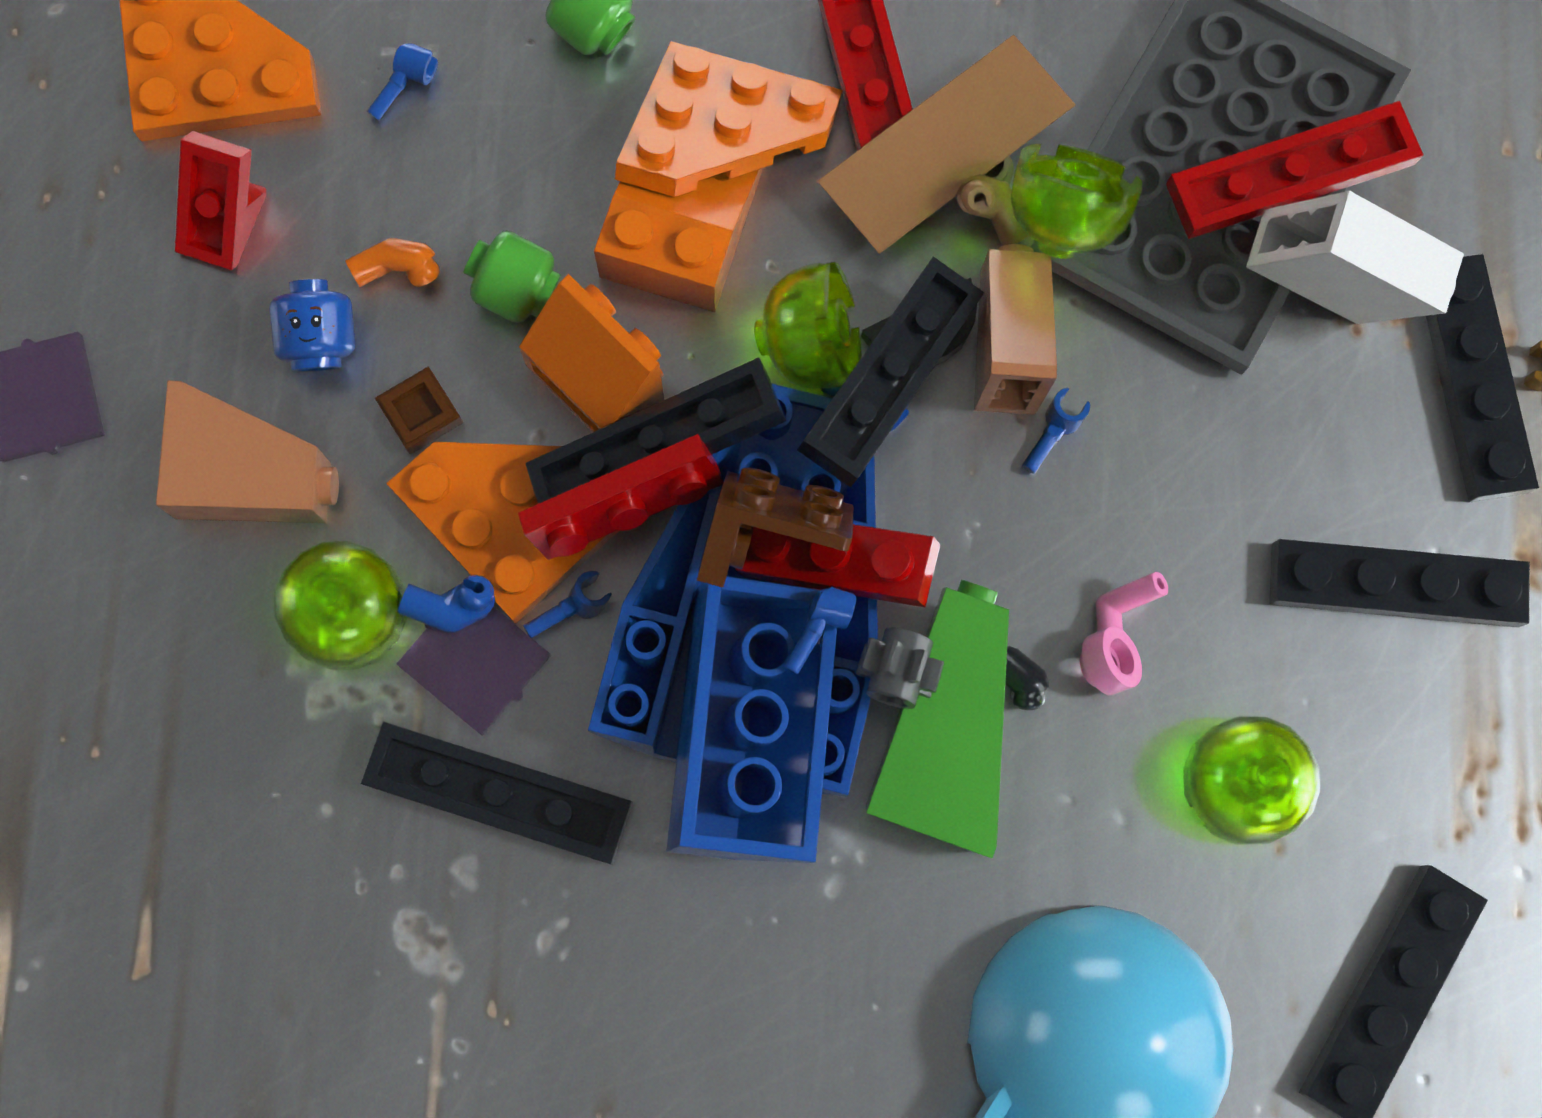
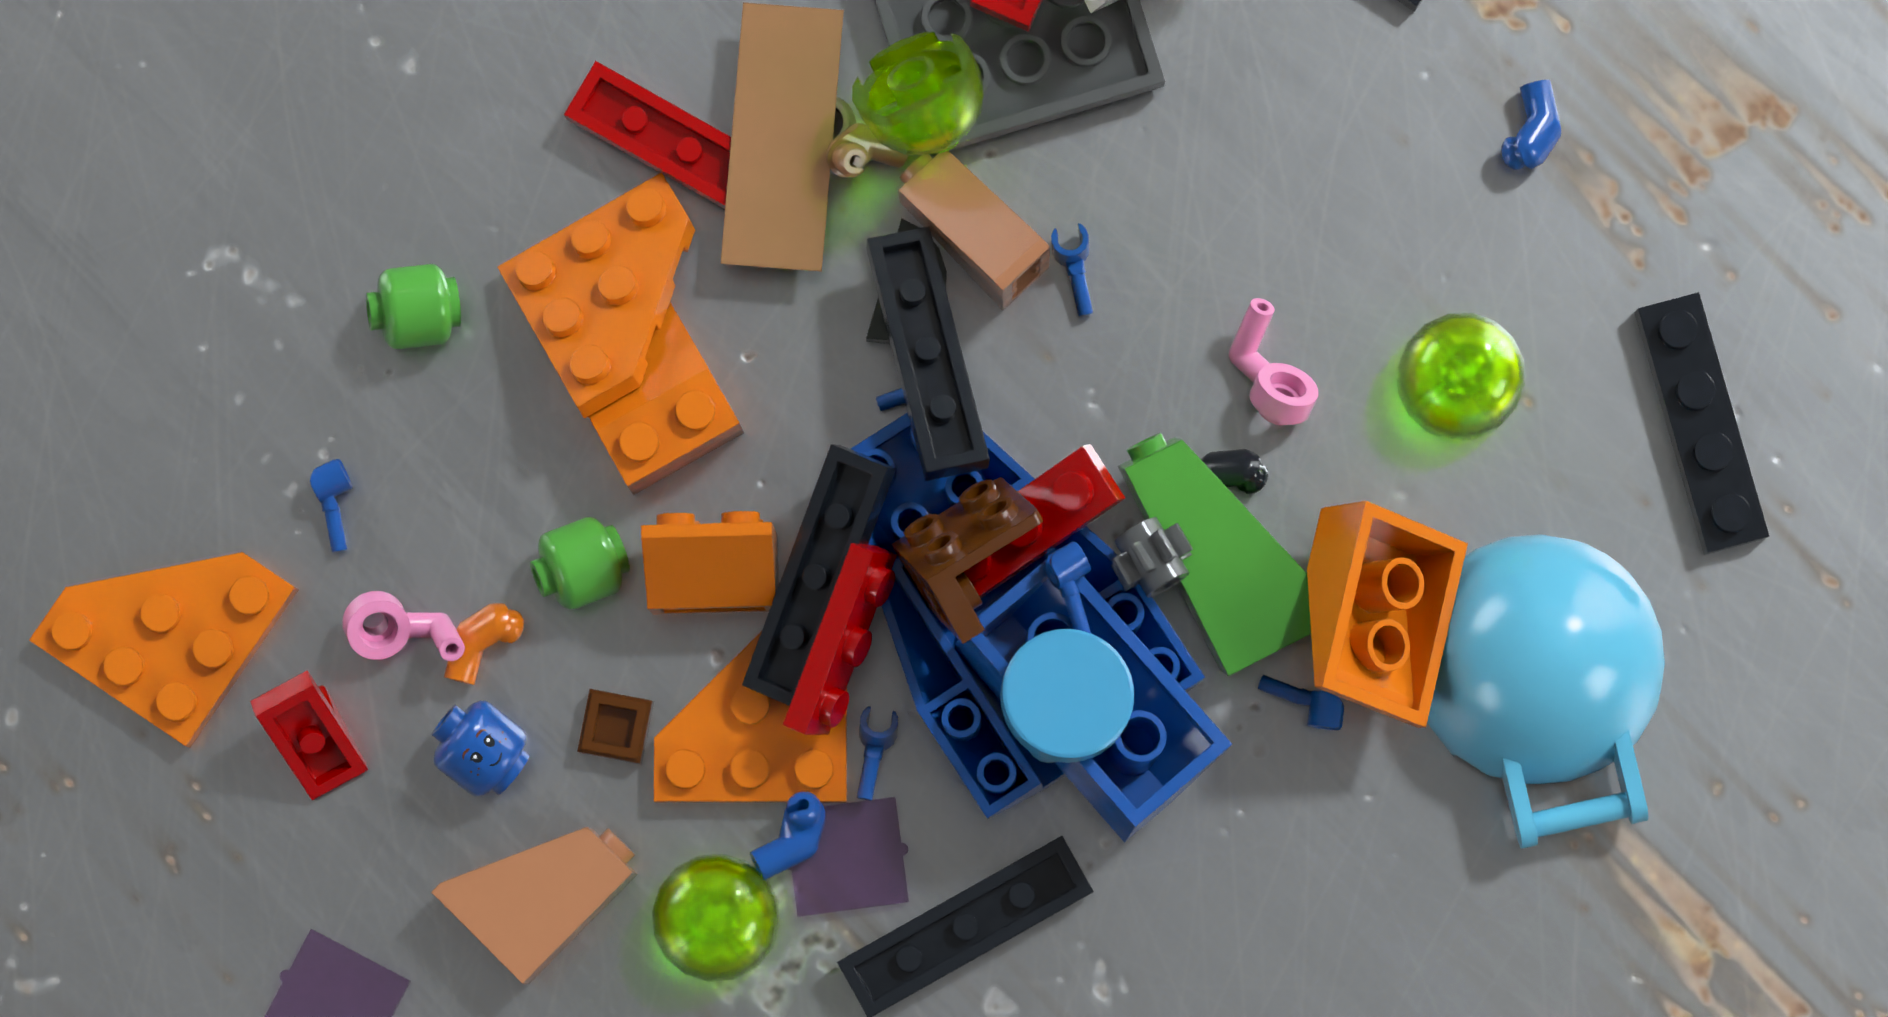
camera: 35 degrees left, 5 degrees up
(332, 198) = (396, 628): none -> bright pink plate
(731, 697) = (1066, 696): none -> dark azure tile
(809, 327) = (832, 379): clear neon green cylinder -> none
(911, 910) = (1324, 710): none -> blue hand
(1027, 880) = (1381, 607): none -> orange slope
(1400, 583) = (1424, 126): black plate -> none
(1481, 669) = (1540, 130): none -> blue arm

